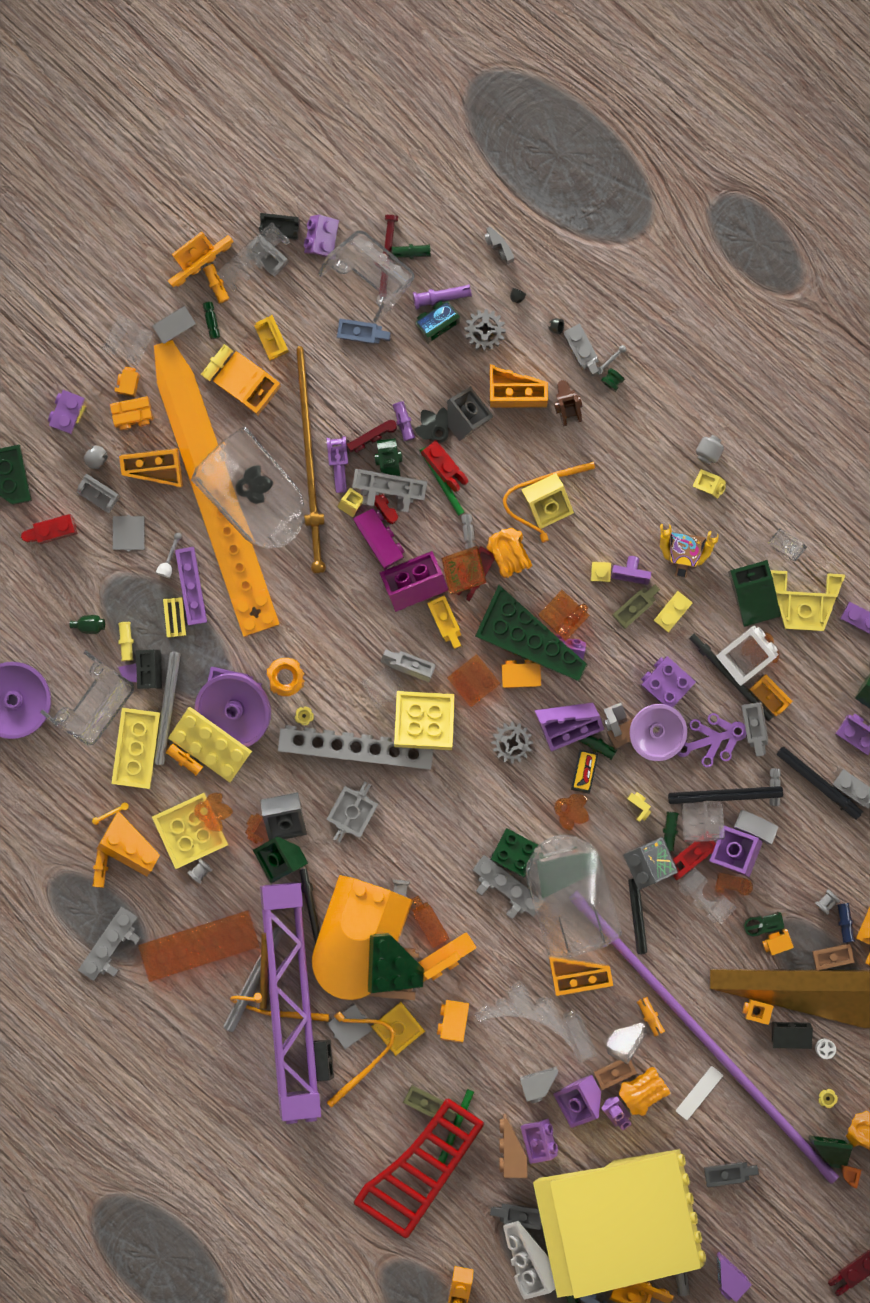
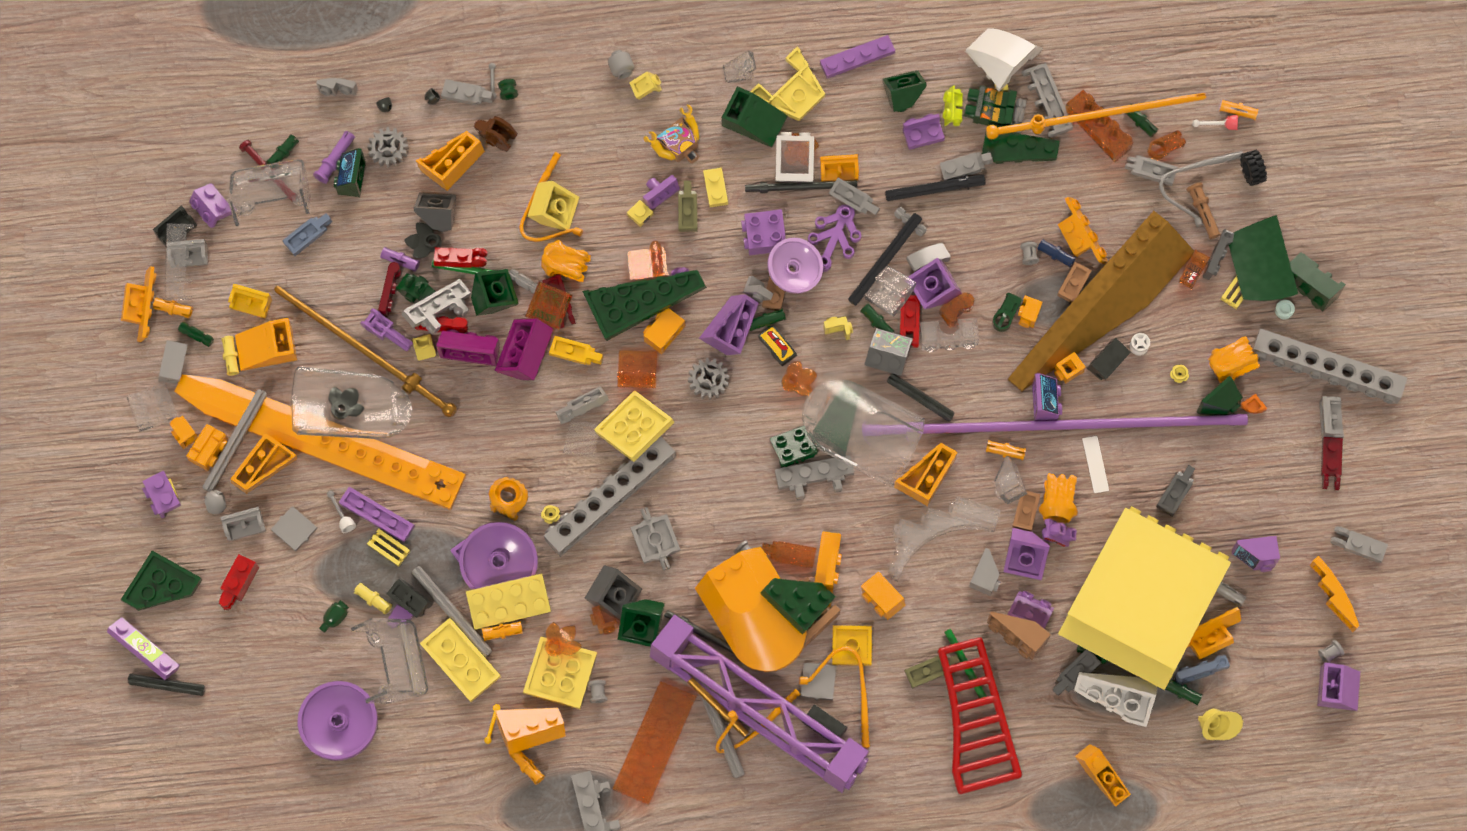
camera: 50 degrees left, 15 degrees down
(154, 428) = (235, 440): none -> light grey axle
(438, 518) = (493, 292): none -> dark green slope
(717, 1014) = (1045, 398): none -> slope

